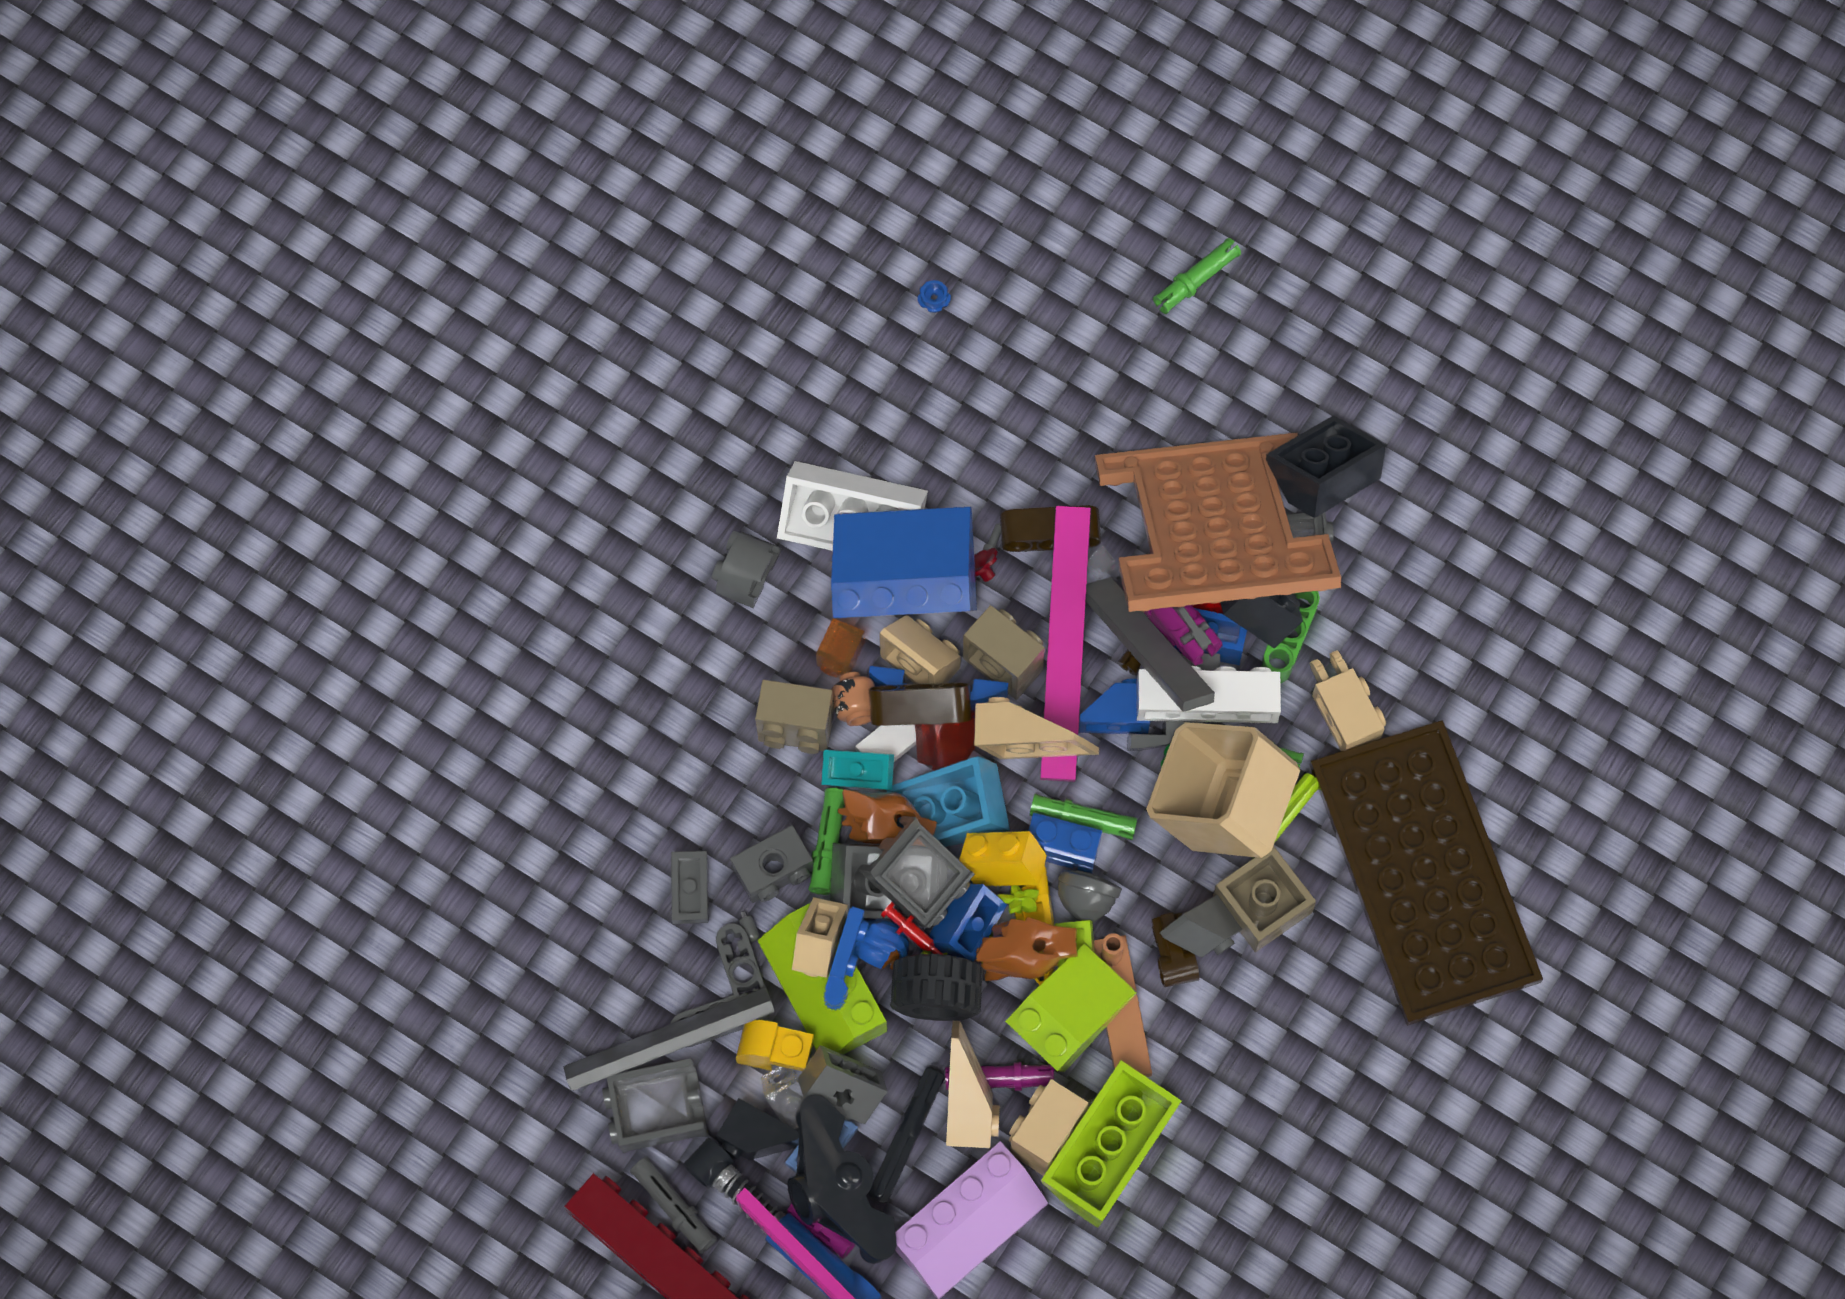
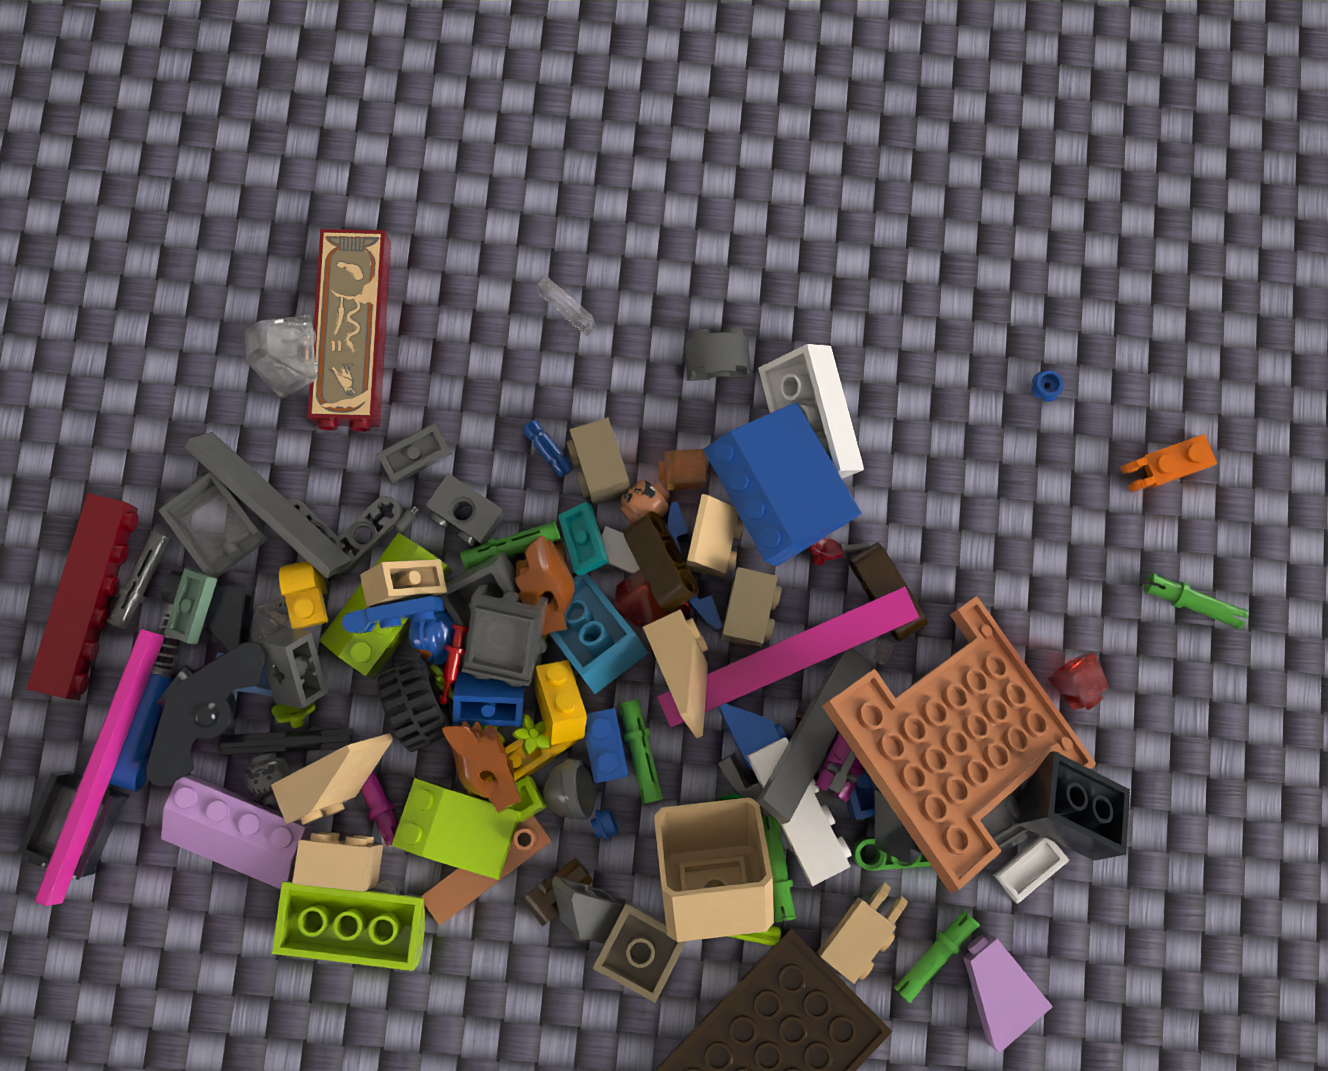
camera: 60 degrees right, 10 degrees up
(527, 956) = (283, 353): none -> clear slope
(532, 889) = (350, 329): none -> brick
(622, 678) = (566, 305): none -> clear tile
(733, 1150) = (190, 606): none -> sand green plate
(751, 763) = (548, 448): none -> blue axle
(882, 1115) = (295, 715): none -> lime plant
(933, 1167) = (262, 773): none -> dark grey head
(1062, 229) = (1172, 463): none -> orange hinge
(1134, 881) = (604, 824): none -> blue plate
(1217, 406) = (1081, 681): none -> clear red slope
(1360, 535) = (1030, 868): none -> white tile
(1391, 638) = (936, 956): none -> bright green pin
(1453, 612) = (1002, 992): none -> lavender slope

